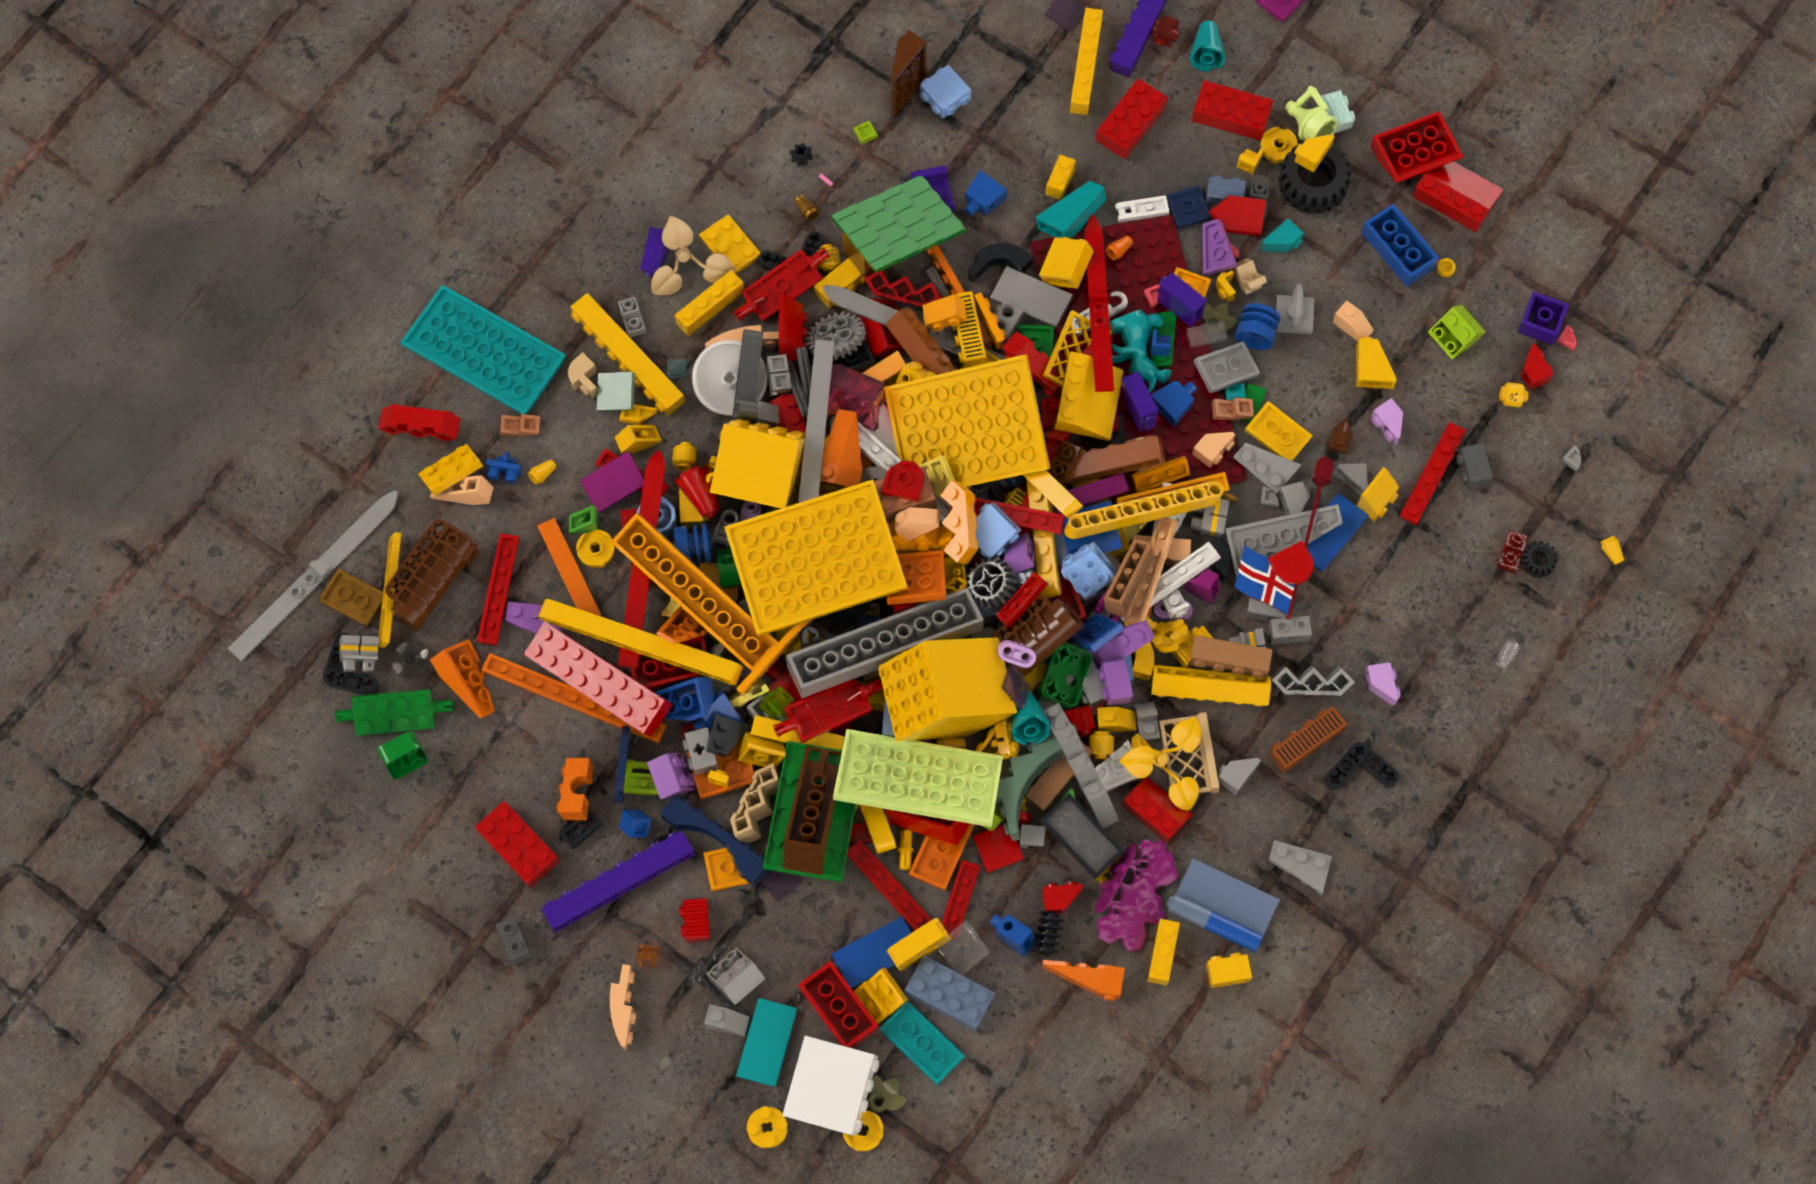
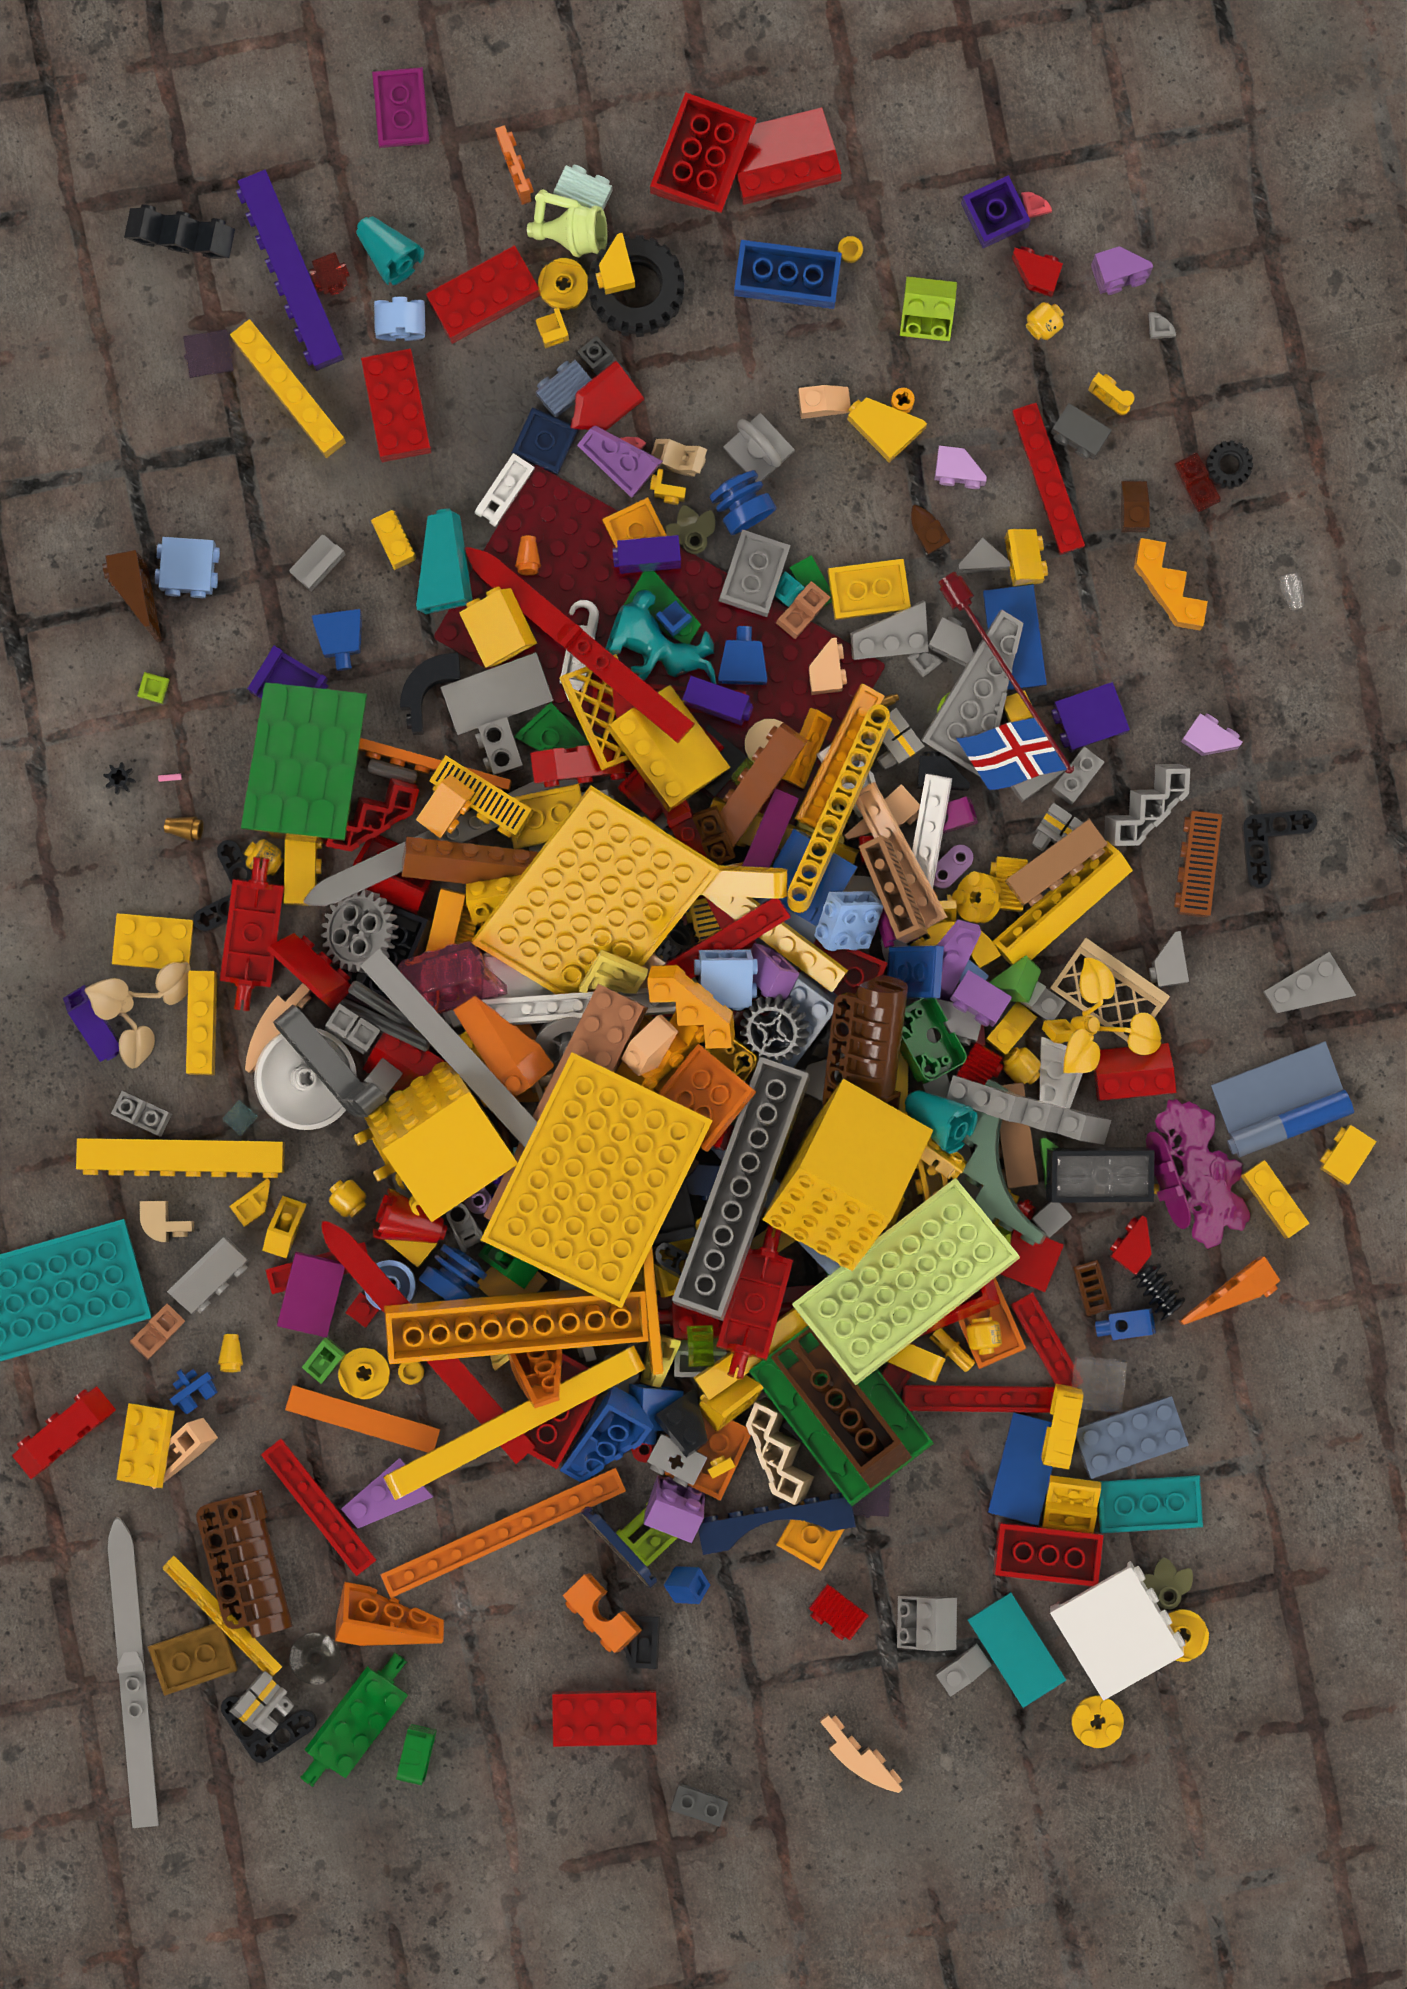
camera: 50 degrees left, 15 degrees up
(574, 420) = (209, 1276): none -> light grey slope
(598, 679) = (513, 1496): brick -> none
(615, 391) = (213, 1205): tile -> none
(618, 881) = (731, 1652): dark purple brick -> none
(619, 573) = (411, 1372): none -> yellow tile
(648, 953) = (829, 1686): clear orange tile -> none
(904, 481) = (598, 1020): red tile -> none
(930, 856) = (984, 1335): none -> yellow head
(990, 320) = (490, 764): light orange plate -> none
(1011, 154) = (317, 562): none -> light grey panel
(1015, 653) = (875, 1079): lavender plate -> none
(1015, 686) = (905, 1106): piece -> none
(1022, 599) = (822, 1016): red tile -> none
(1025, 882) = (1077, 1270): none -> reddish brown slope
(1147, 698) = (1018, 980): none -> bright green slope
(1151, 295) = (608, 571): coral tile -> none
(1175, 604) = (953, 863): white bracket -> none
(1177, 80) = (399, 319): none -> light blue brick
(1206, 334) = (701, 558): clear tile -> none
(1283, 238) = (670, 380): teal slope -> none
(1293, 564) = (1023, 714): red tile -> none
(1314, 67) = (515, 164): none -> orange wing
(1328, 607) = (1090, 717): none -> dark purple panel
(1398, 358) = (899, 394): none -> light orange bush
(1442, 585) = (1168, 586): none -> light orange brick
(1463, 531) = (1135, 506): none -> reddish brown slope
(1511, 461) = (1105, 390): none -> yellow plate
(1581, 406) = (1118, 269): none -> medium lavender slope
(1612, 549) = (1285, 384): yellow cone -> none

